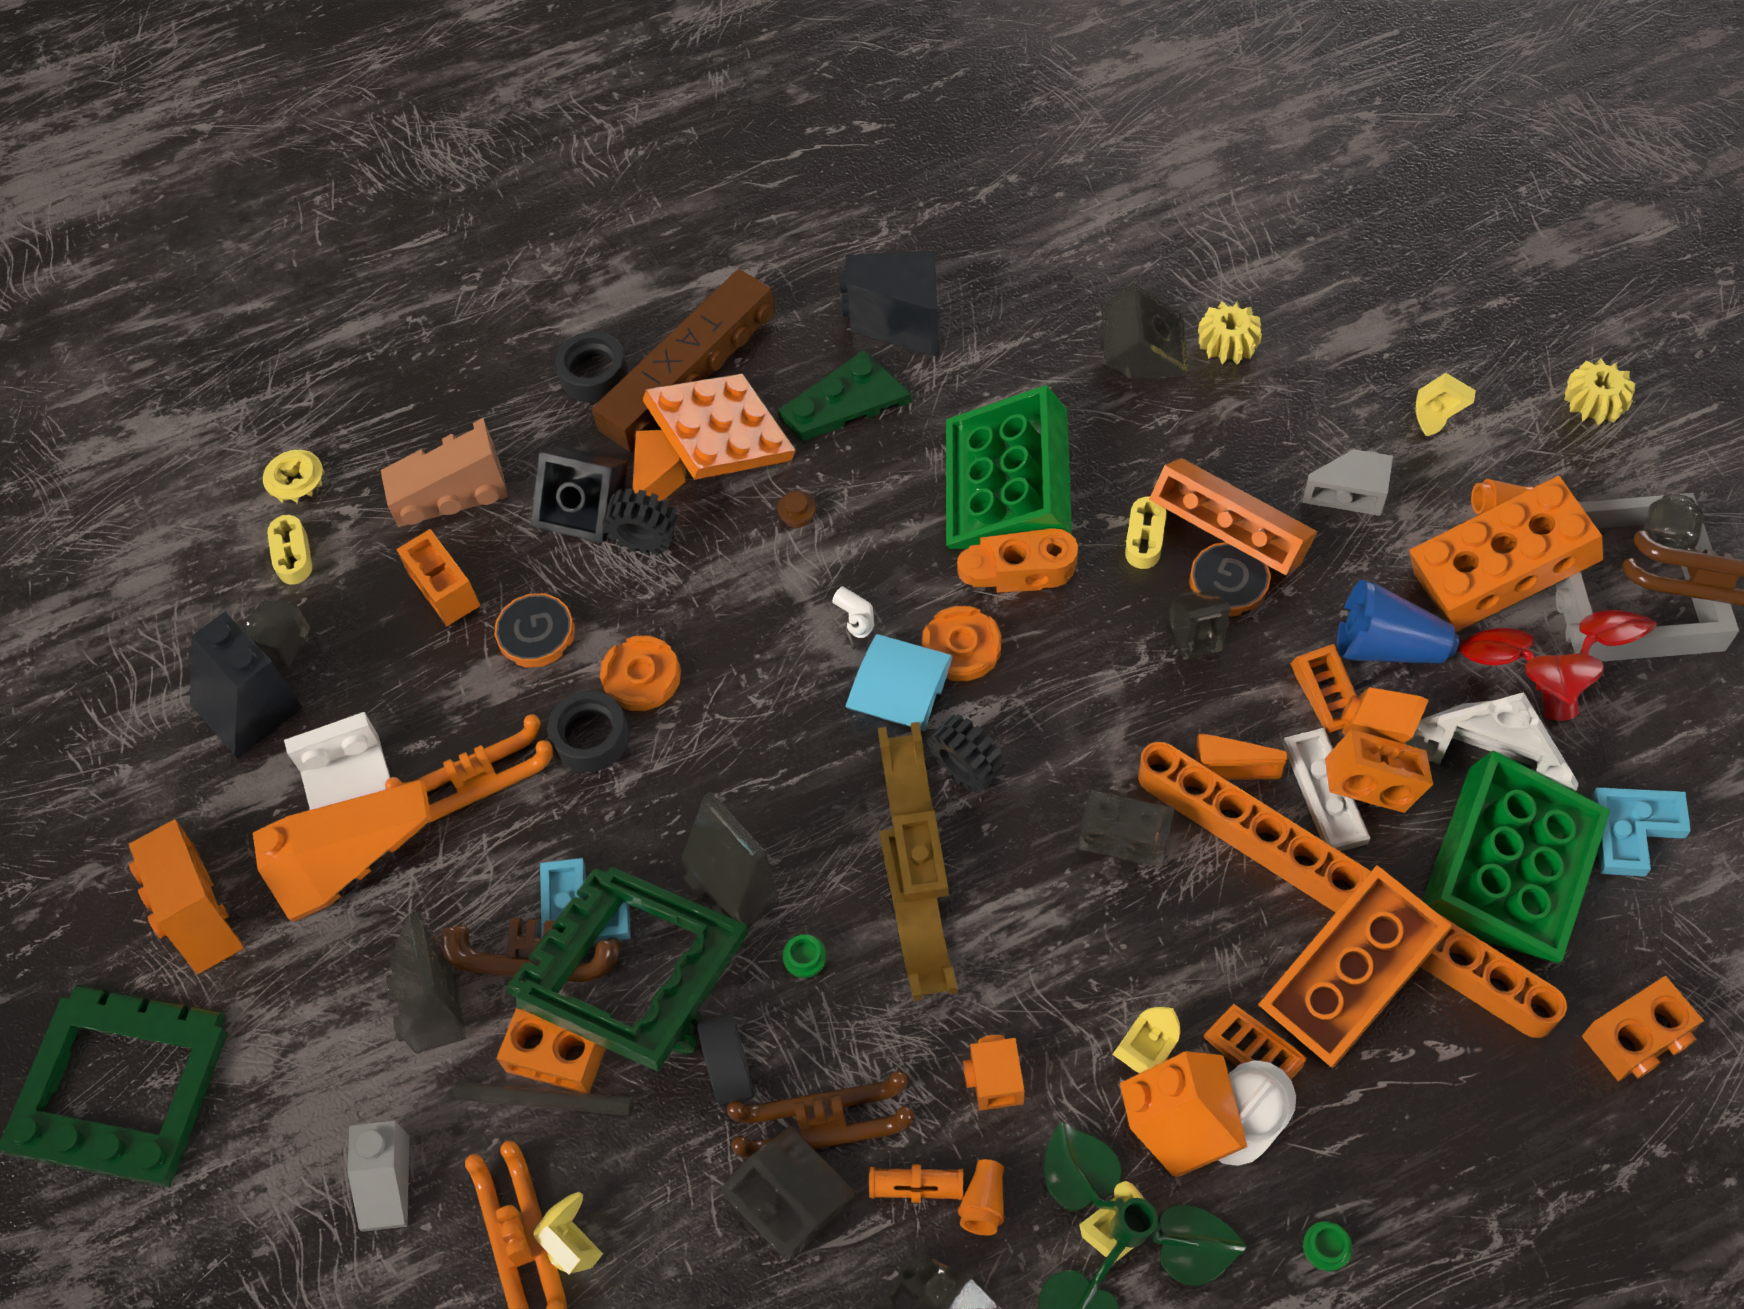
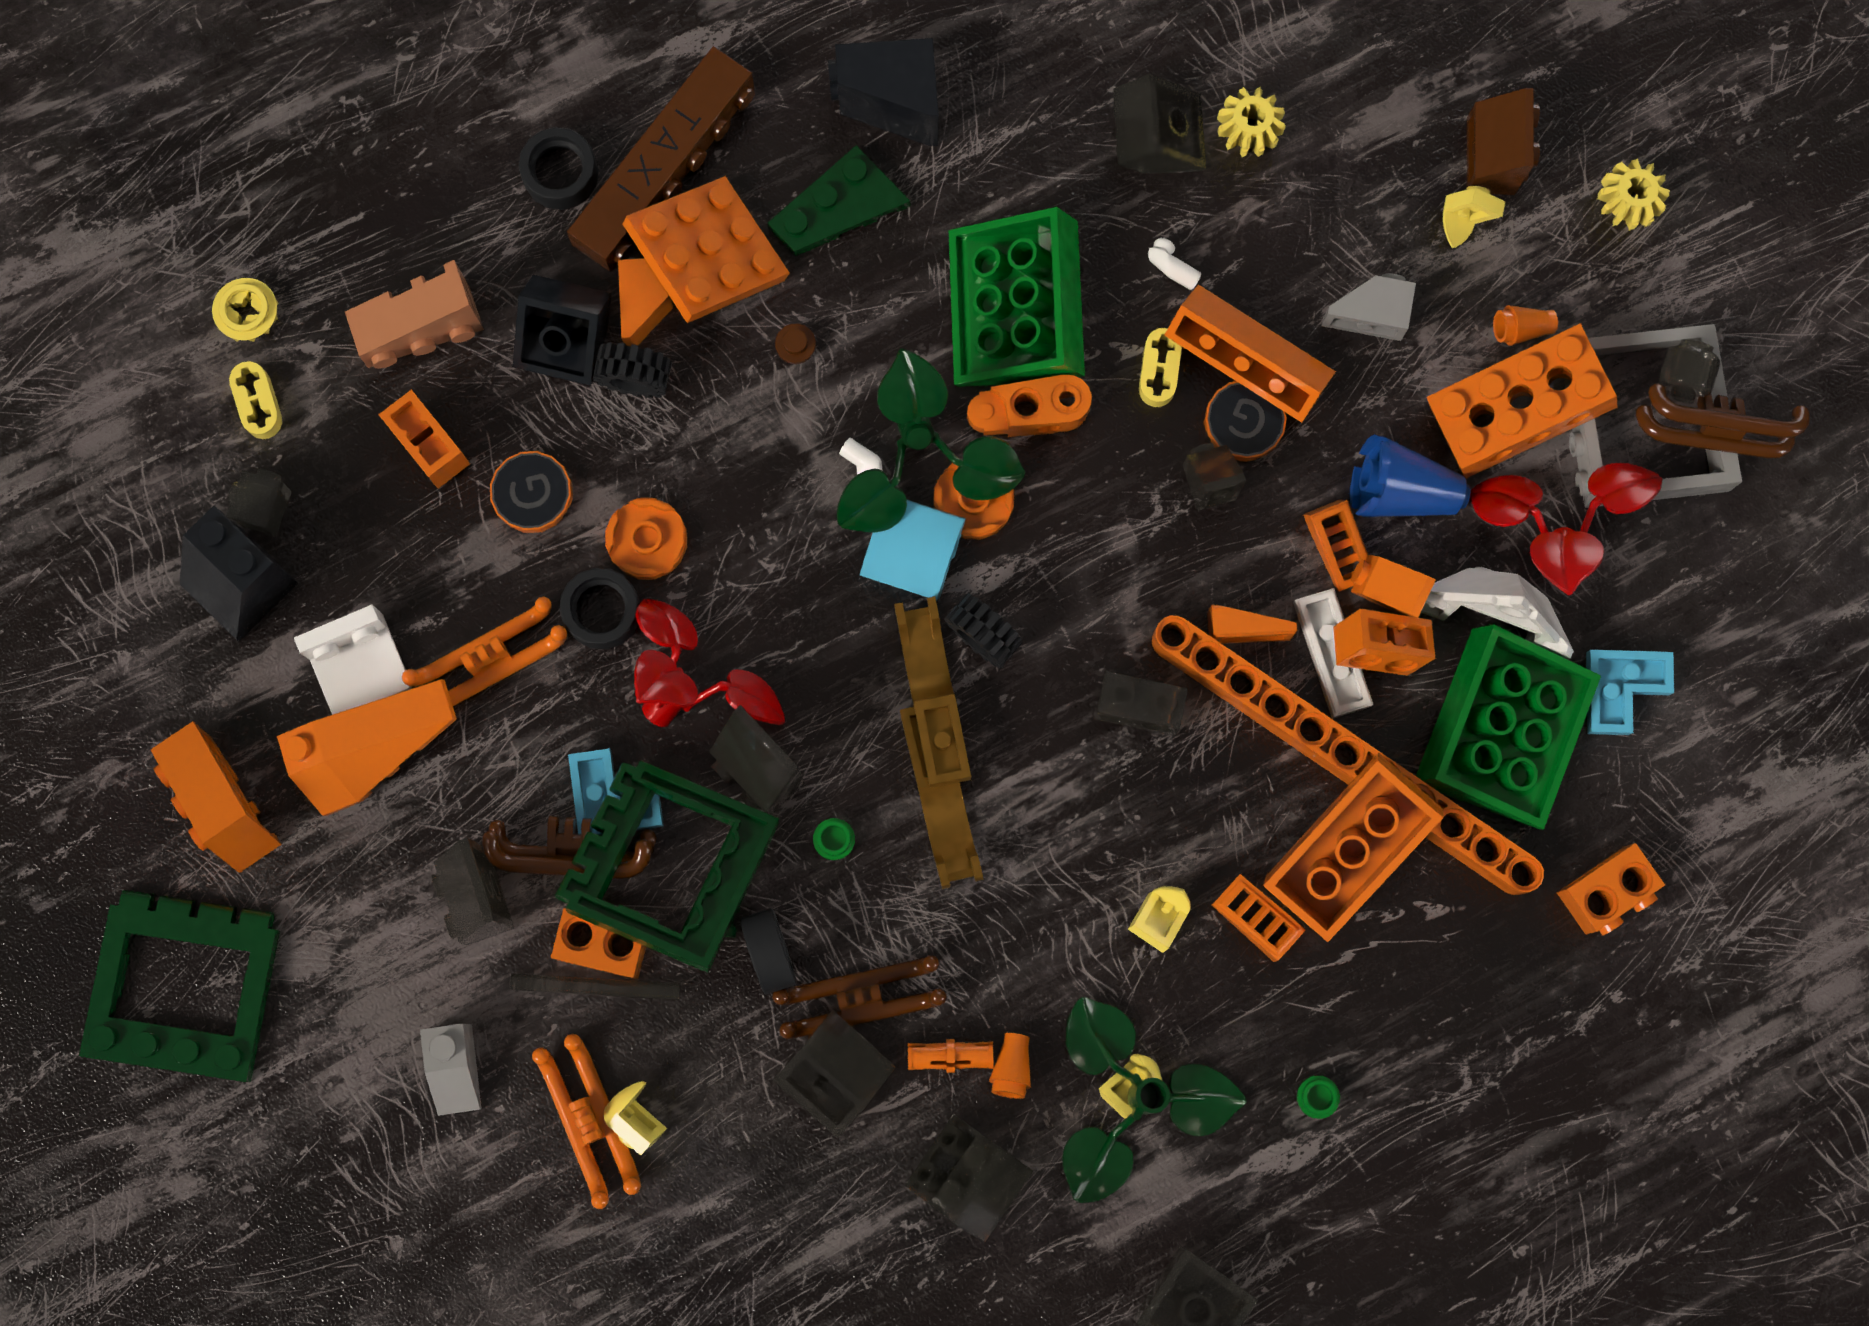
camera: 10 degrees left, 20 degrees up
(632, 763) = (669, 690): none -> red plant
(897, 525) = (908, 397): none -> dark green plant
(995, 1072) = (1019, 949): orange brick -> none
(1148, 441) = (1171, 266): none -> white arm
(1185, 1111) = (1195, 988): orange slope -> none
(1264, 1106) = (1249, 980): white piece -> none
(1470, 341) = (1502, 141): none -> reddish brown slope

